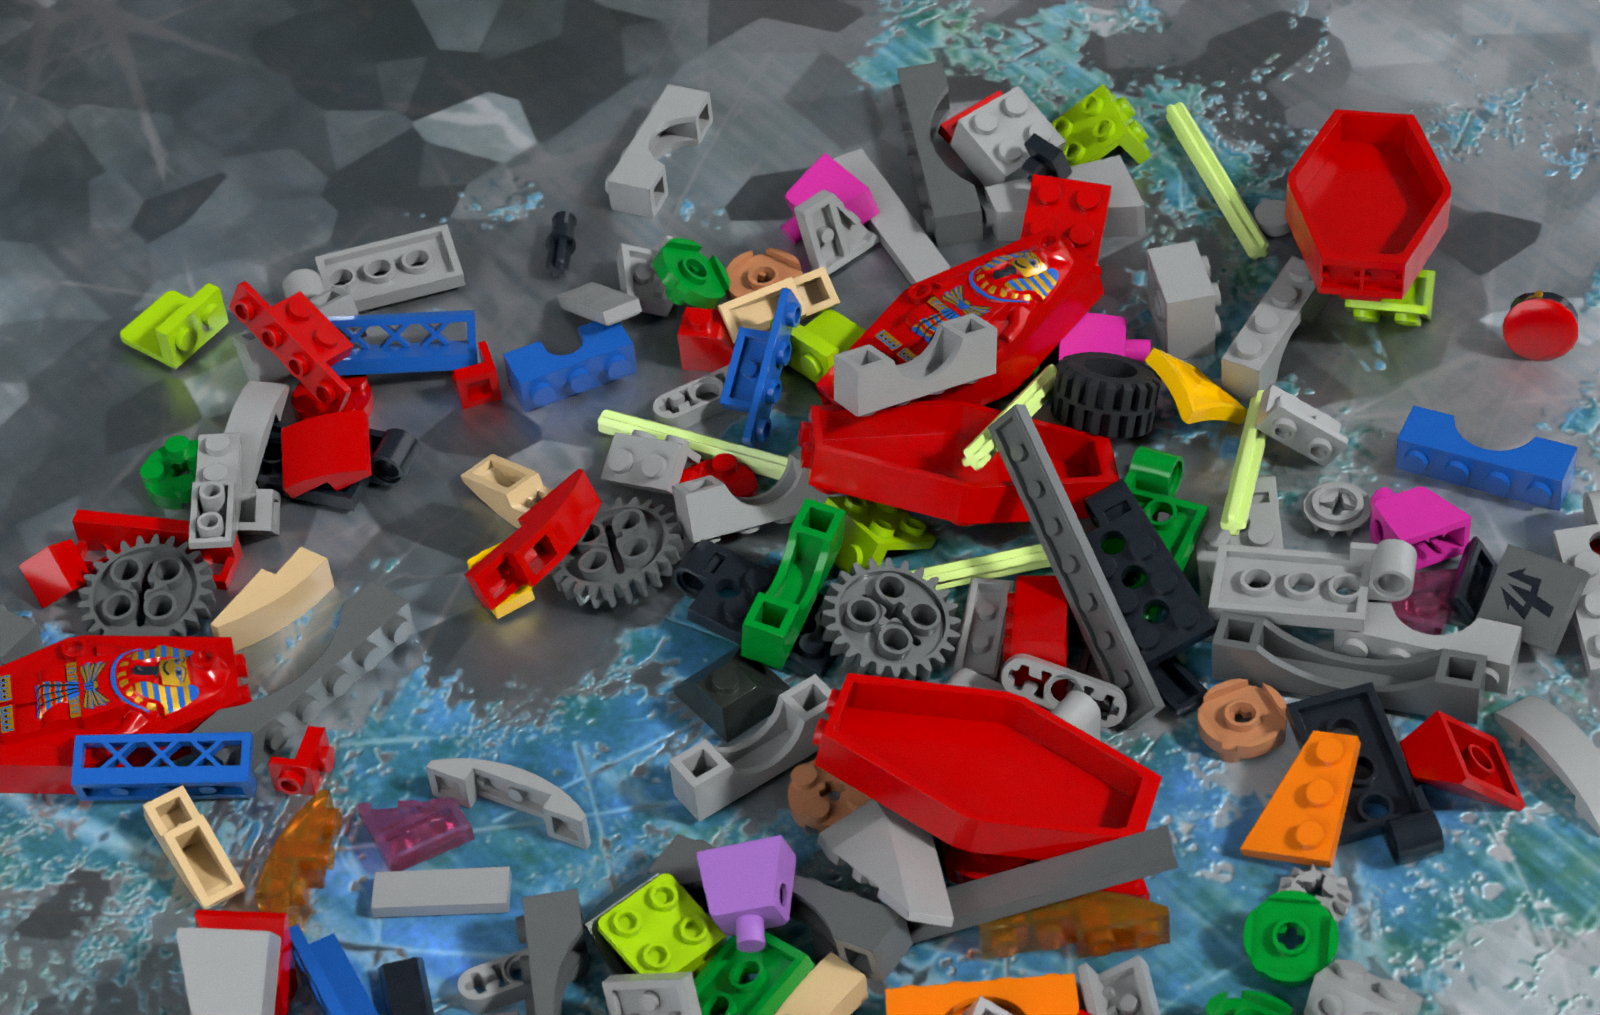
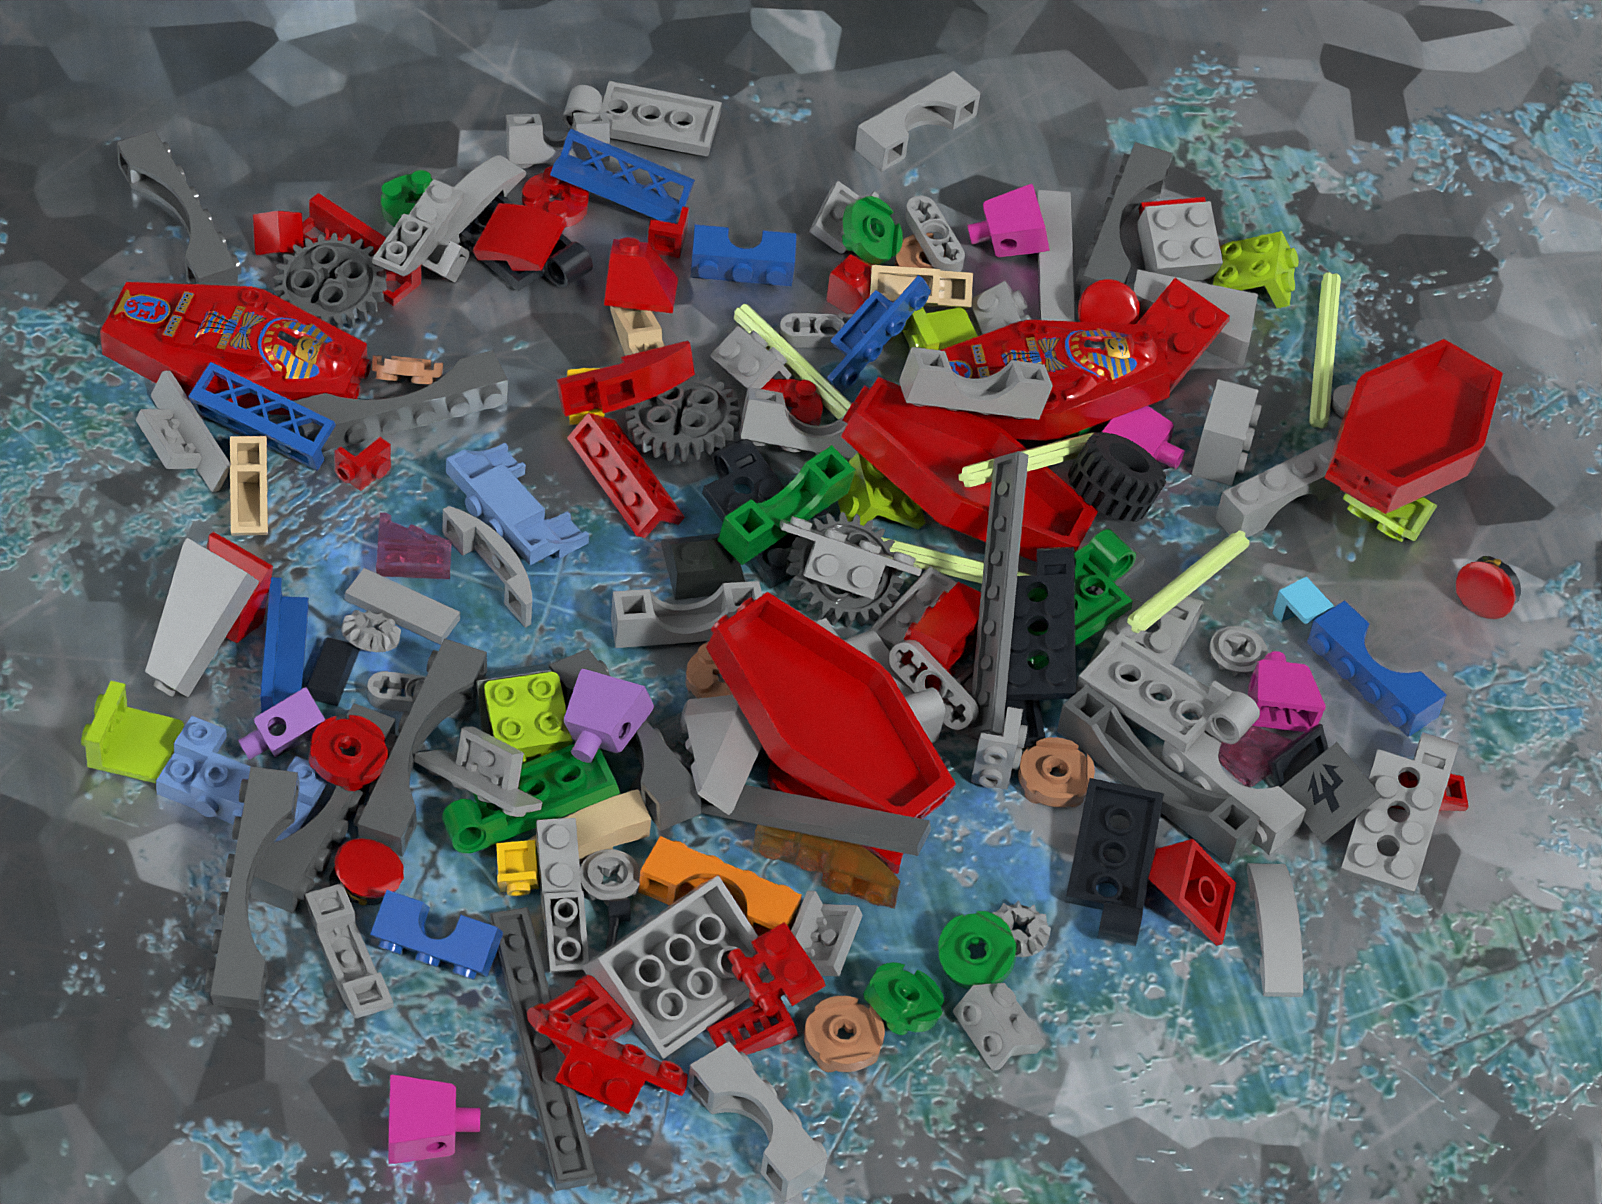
camera: 15 degrees right, 5 degrees up
(83, 829) = (181, 435): none -> light grey bracket
(177, 325) = (478, 85): lime bracket -> none
(275, 599) = (417, 330): tan slope -> none
(278, 644) = (397, 366): none -> nougat plate
(300, 340) = (550, 142): red bracket -> none
(300, 859) = (315, 533): clear orange slope -> none
(426, 934) = (370, 631): none -> light grey gear
(477, 435) = (639, 278): none -> red slope
(493, 730) = (508, 507): none -> medium blue bracket
(560, 243) = (797, 158): black axle -> none
(590, 641) = (623, 474): none -> red fence
(600, 303) = (791, 220): light grey tile -> none
(735, 237) = (934, 222): none -> light grey beam
(831, 232) = (999, 249): light grey wing -> none
(868, 292) = (999, 307): none -> light grey bracket
(894, 613) = (845, 563): none -> light grey bracket
(977, 232) = (1108, 303): none -> red piece
(1045, 159) = (1192, 271): black tile -> none
(1178, 723) = (1000, 754): none -> light grey bracket
(1194, 392) = (1188, 506): yellow plate -> none
(1300, 426) = (1249, 573): light grey bracket -> none
(1309, 805) = (1057, 860): orange wing -> none
(1371, 425) = (1301, 600): none -> medium azure panel

